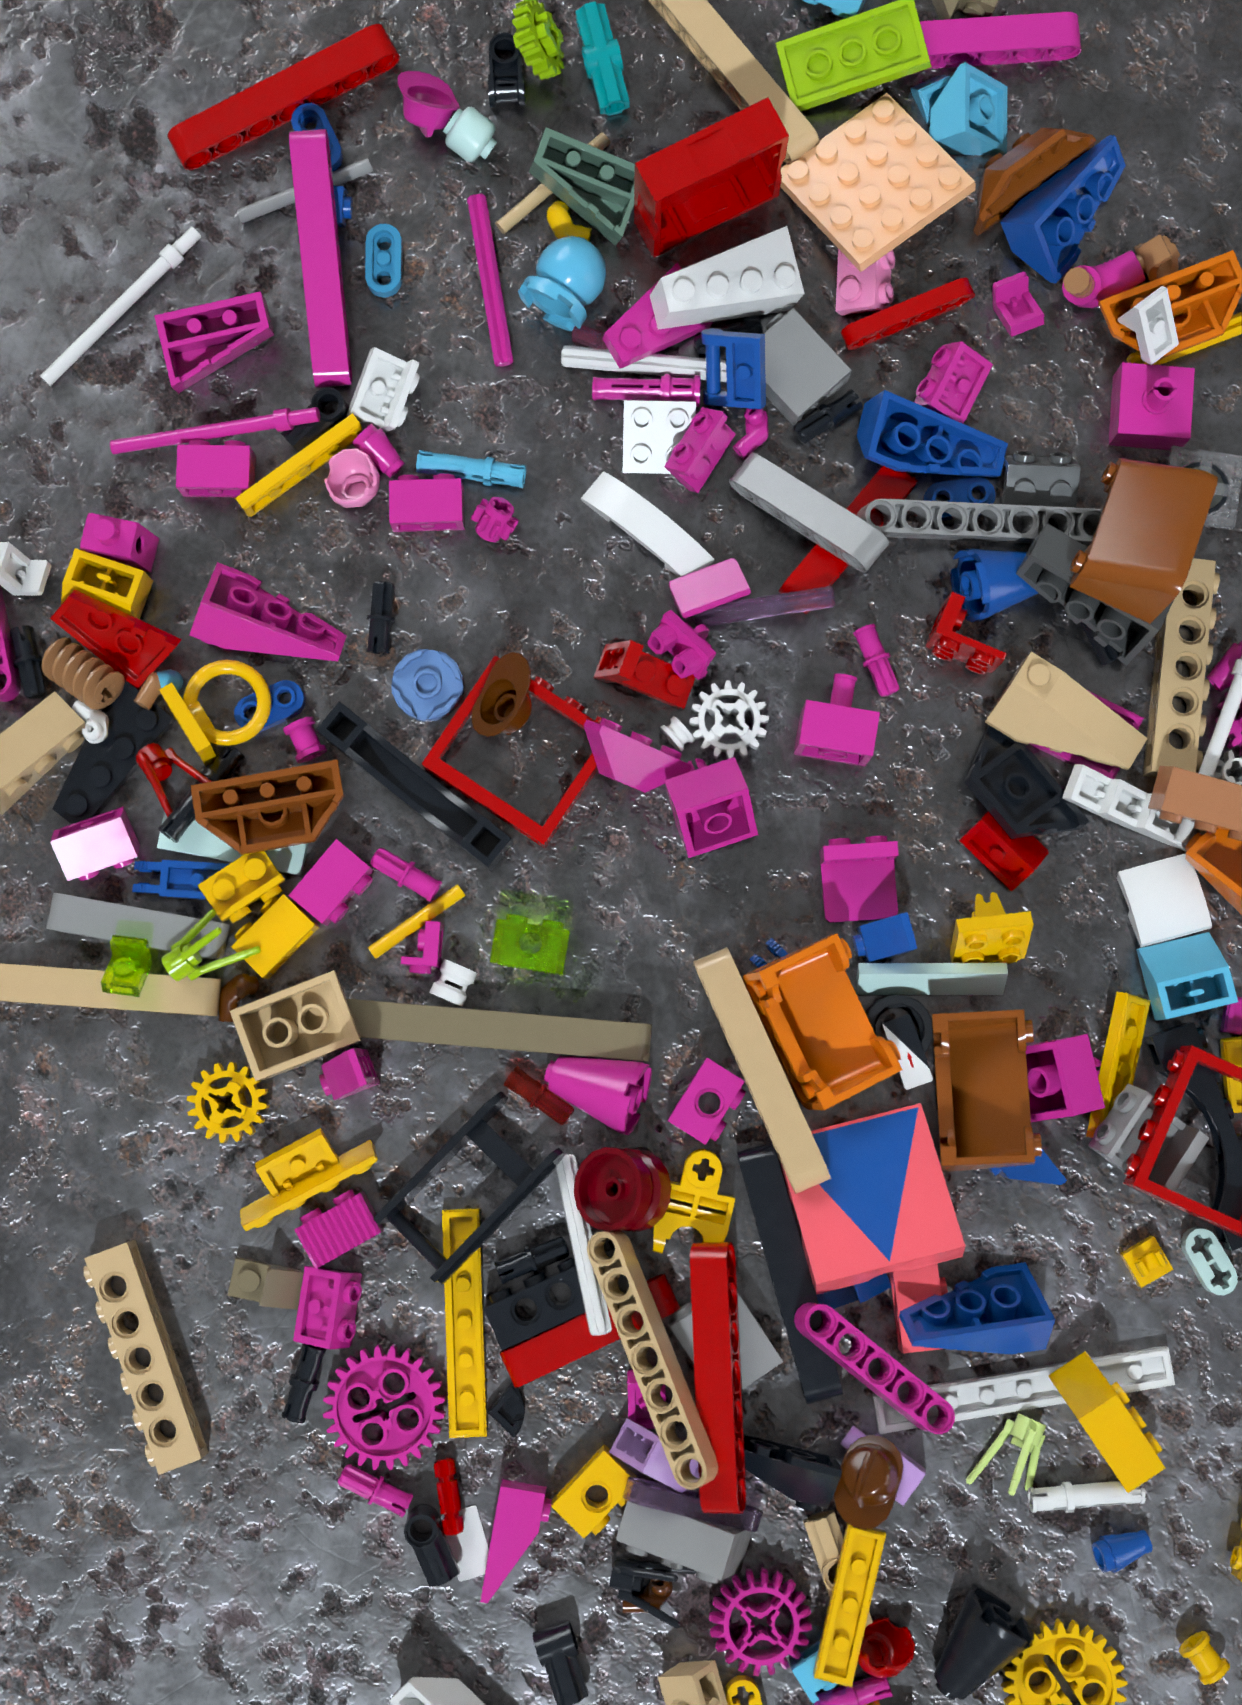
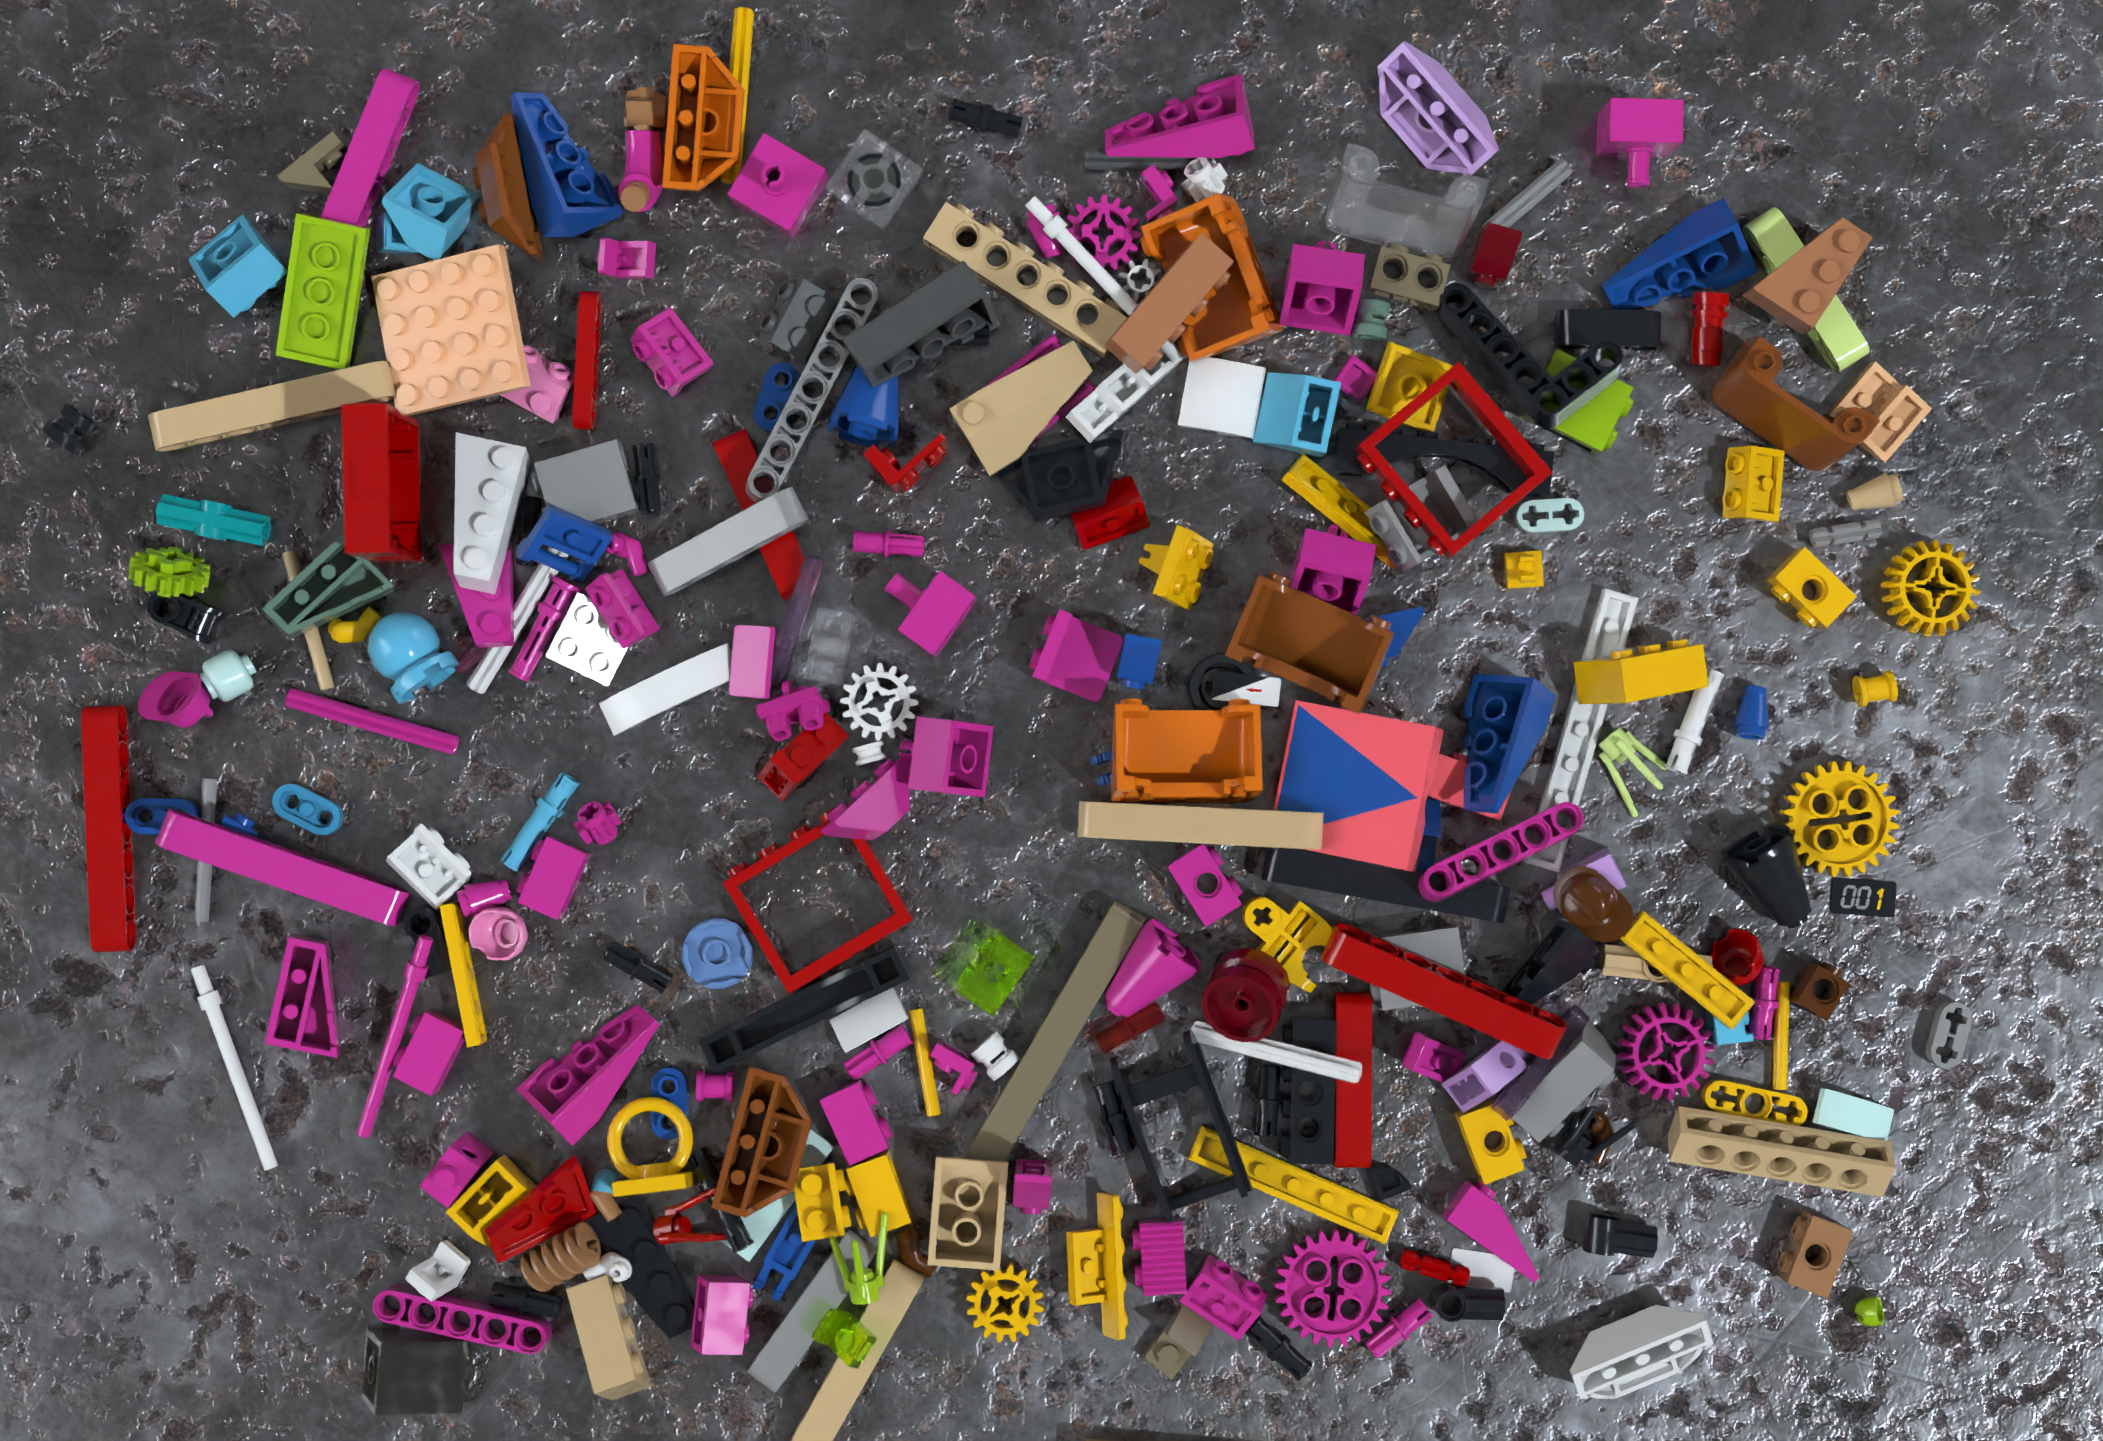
camera: 65 degrees left, 5 degrees up
(432, 850) = (868, 1019): none -> white slope
(446, 1120) = (1112, 1118): none -> black pin
(505, 698) = (767, 894): reddish brown piece -> none
(667, 1369) = (1415, 1030): tan beam -> none
(757, 650) = (829, 646): none -> clear brick
(923, 441) = (709, 410): blue wedge -> none
(931, 978) = (1192, 635): light aqua tile -> none
(1144, 536) = (895, 262): dark orange windscreen -> none
(1153, 325) = (709, 154): white slope -> none

